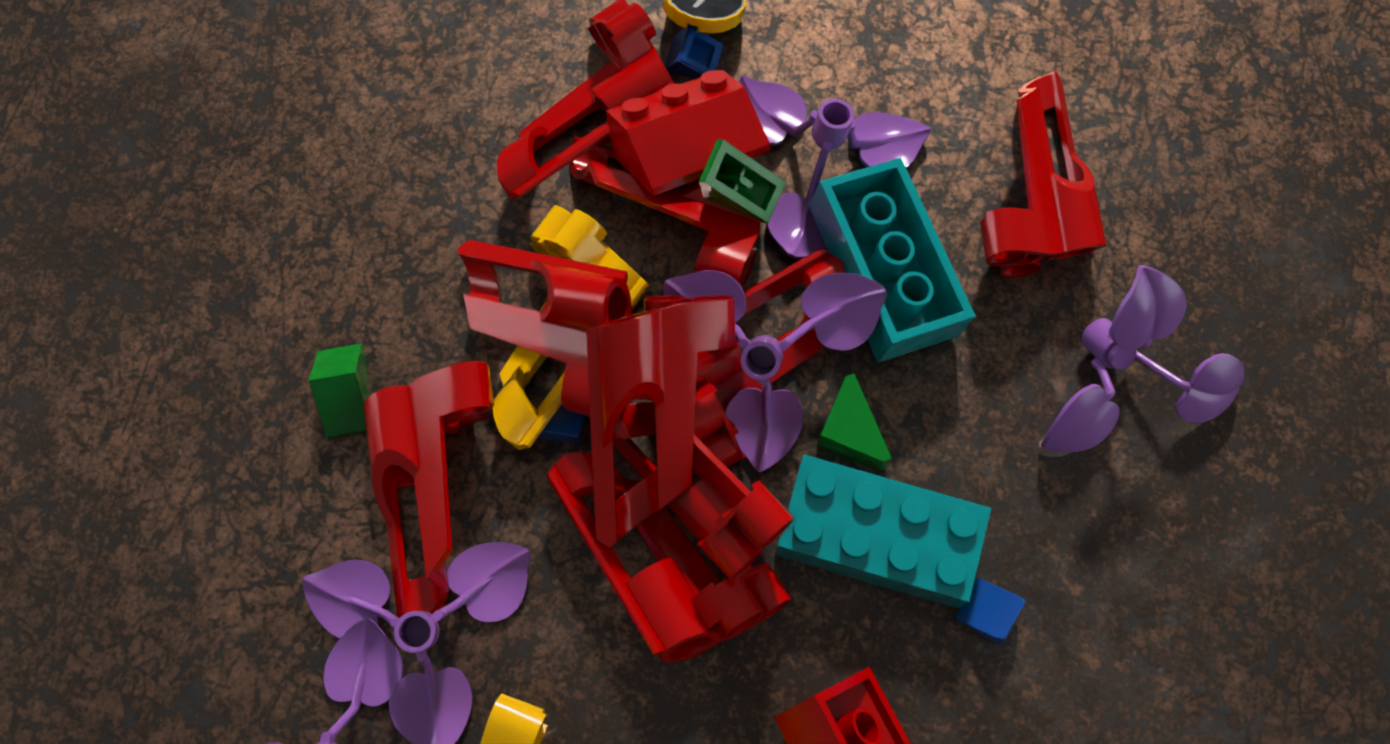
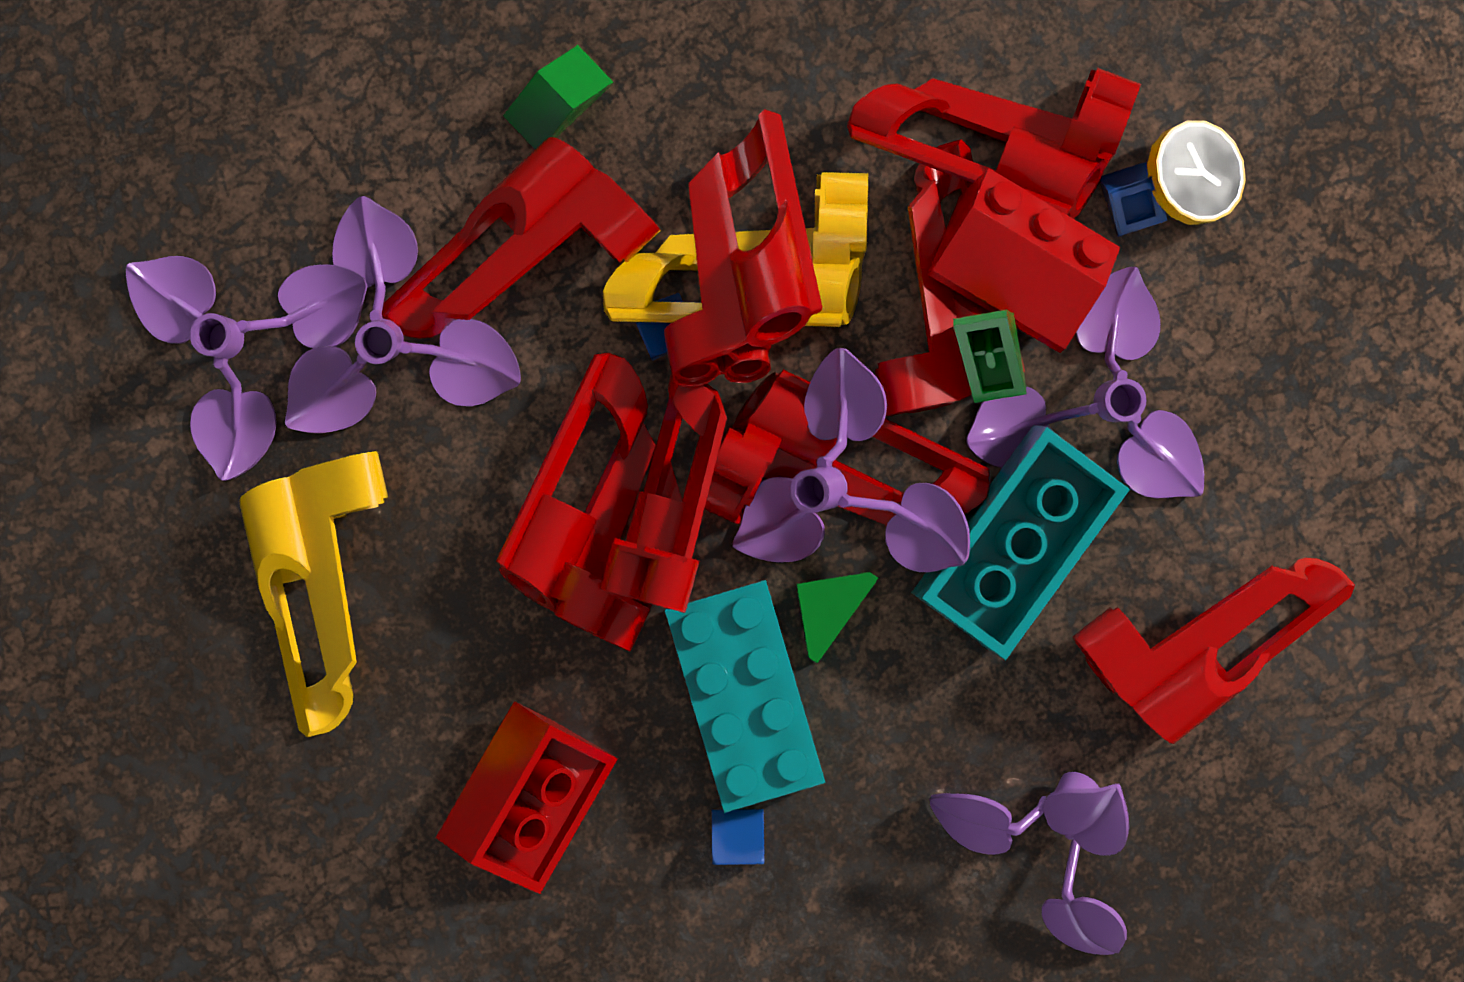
camera: 55 degrees right, 15 degrees up
(655, 361) = (751, 394): red panel -> none

